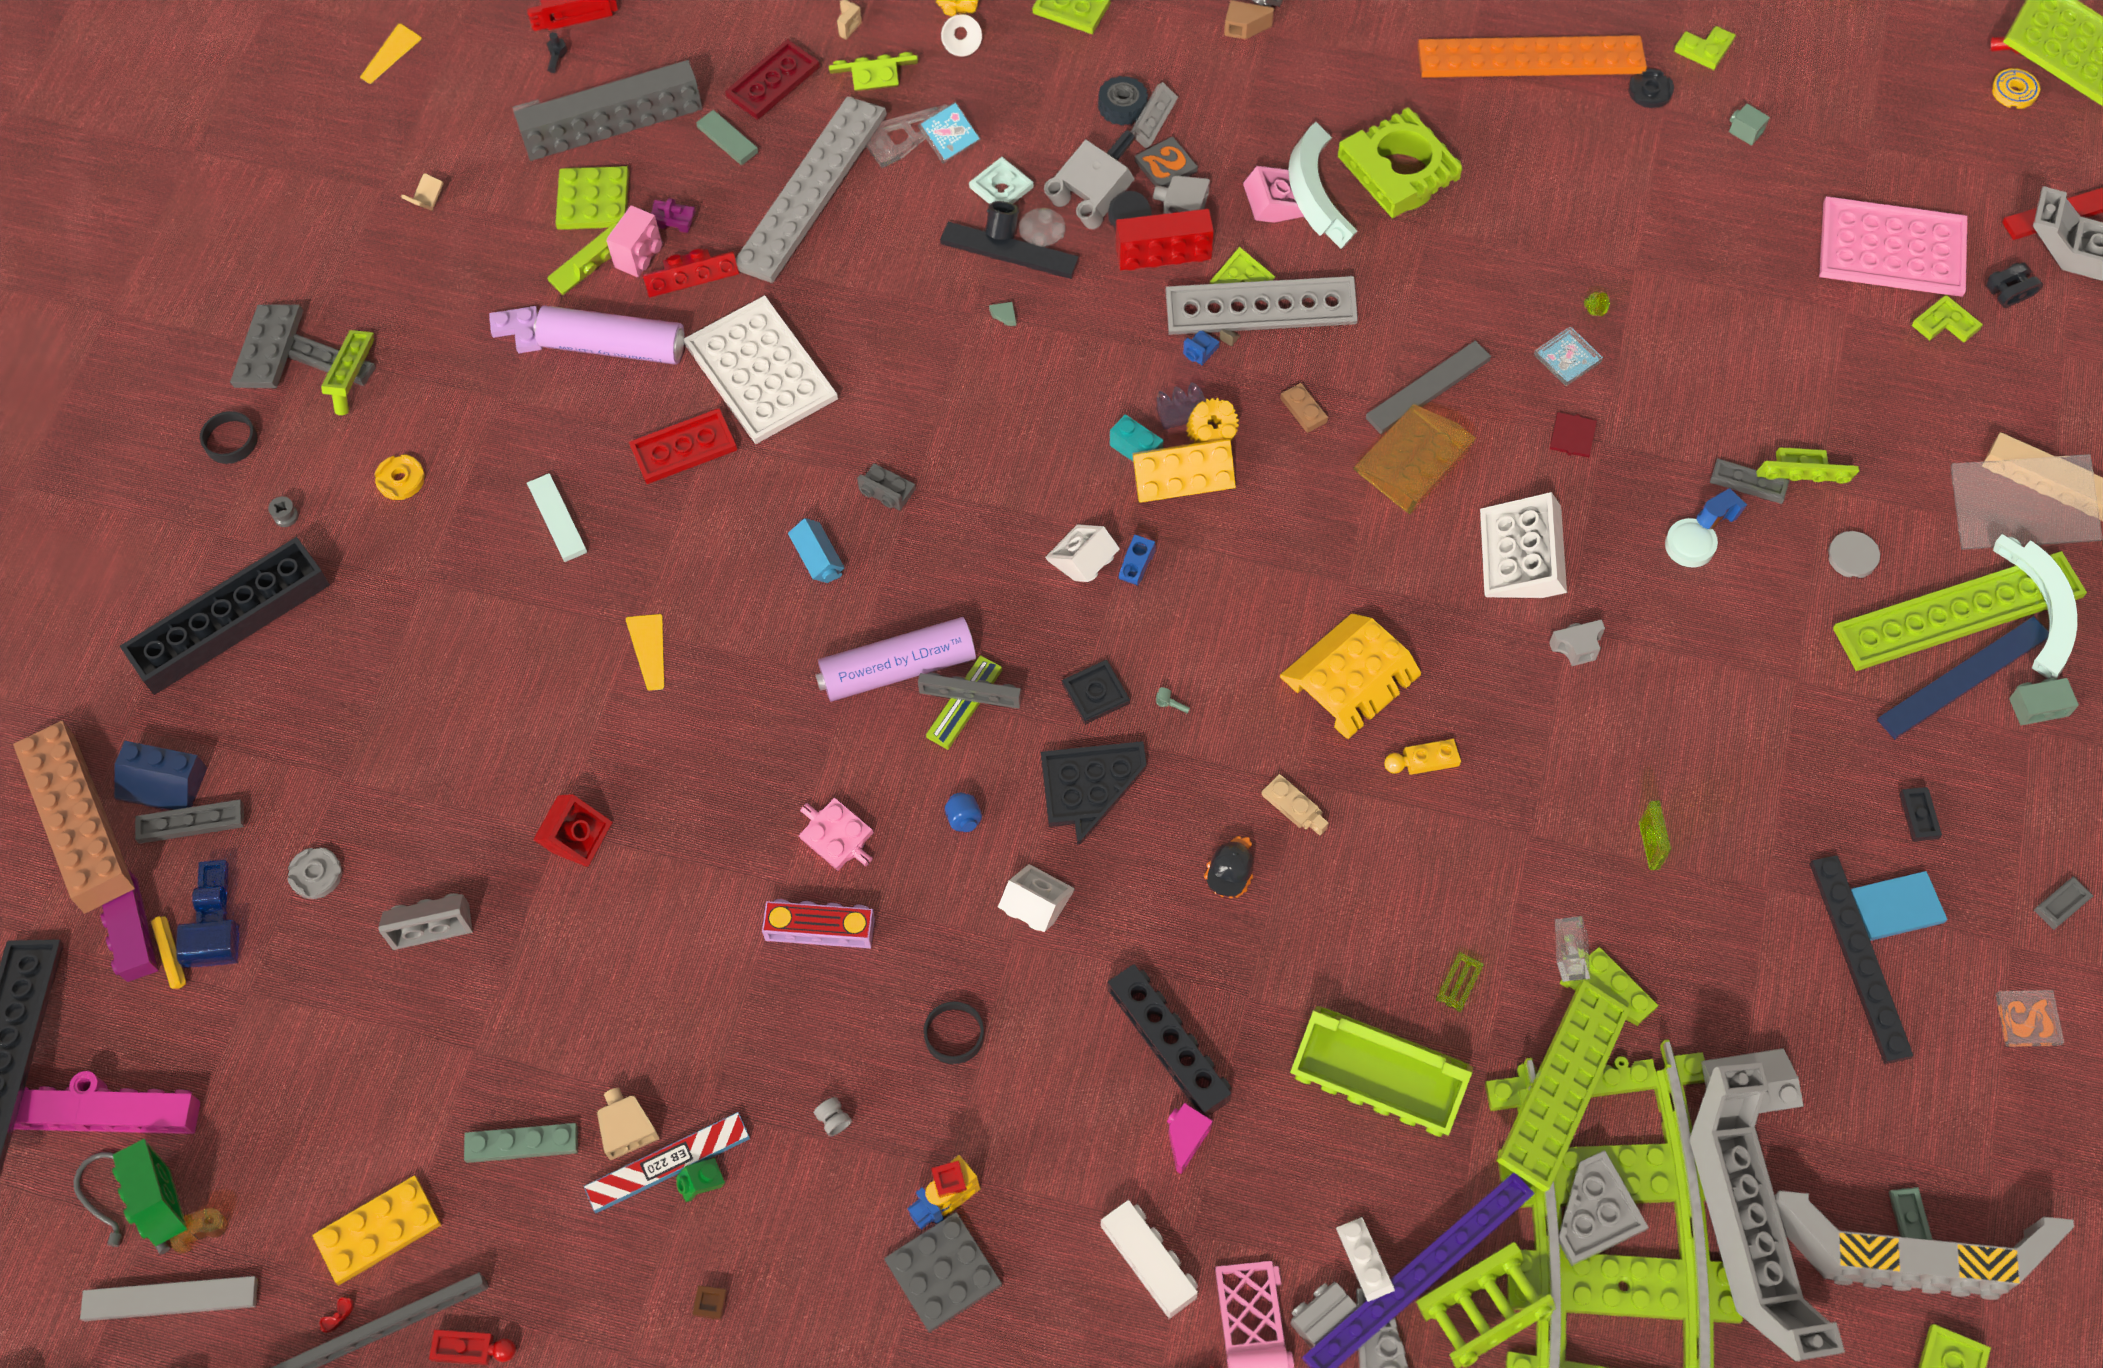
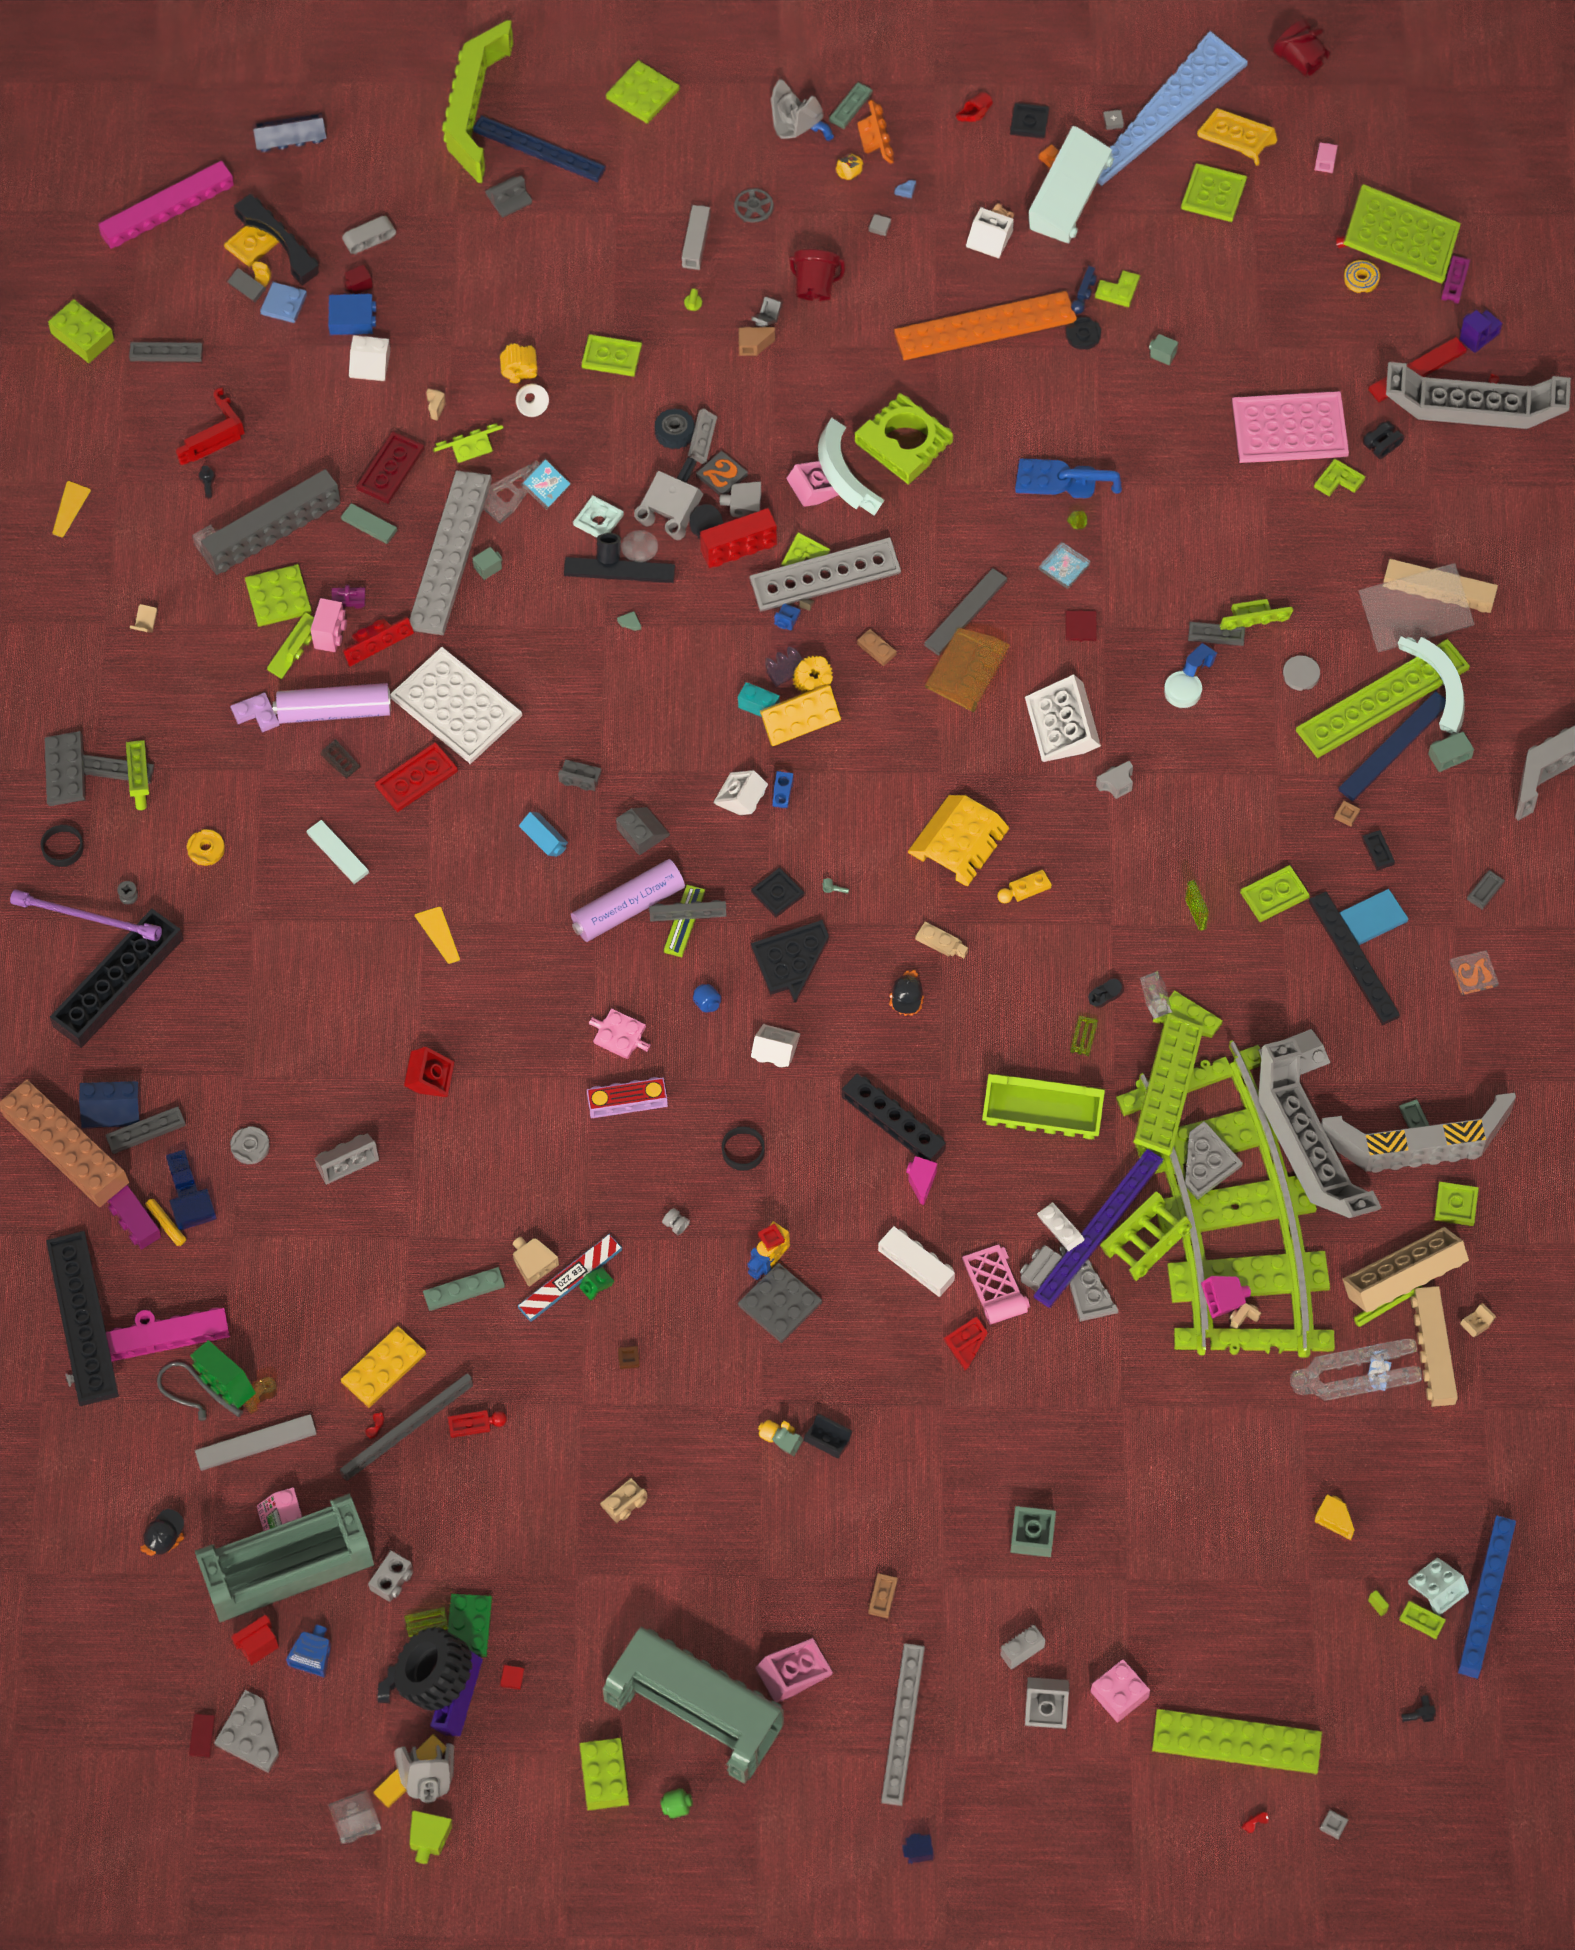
camera: 15 degrees left, 0 degrees up
(278, 564) = (147, 930): none -> medium lavender hose
(592, 388) = (335, 745): none -> clear smoke slope
(851, 209) = (487, 563): none -> sand green brick
(943, 570) = (641, 829): none -> dark grey slope
(1492, 935) = (1113, 990): none -> black piece
(1583, 247) = (1055, 477): none -> blue plate
(1663, 39) = (1084, 292): none -> dark blue plate
(1765, 842) = (1274, 893): none -> lime plate
(1885, 754) = (1347, 813): none -> medium nougat plate

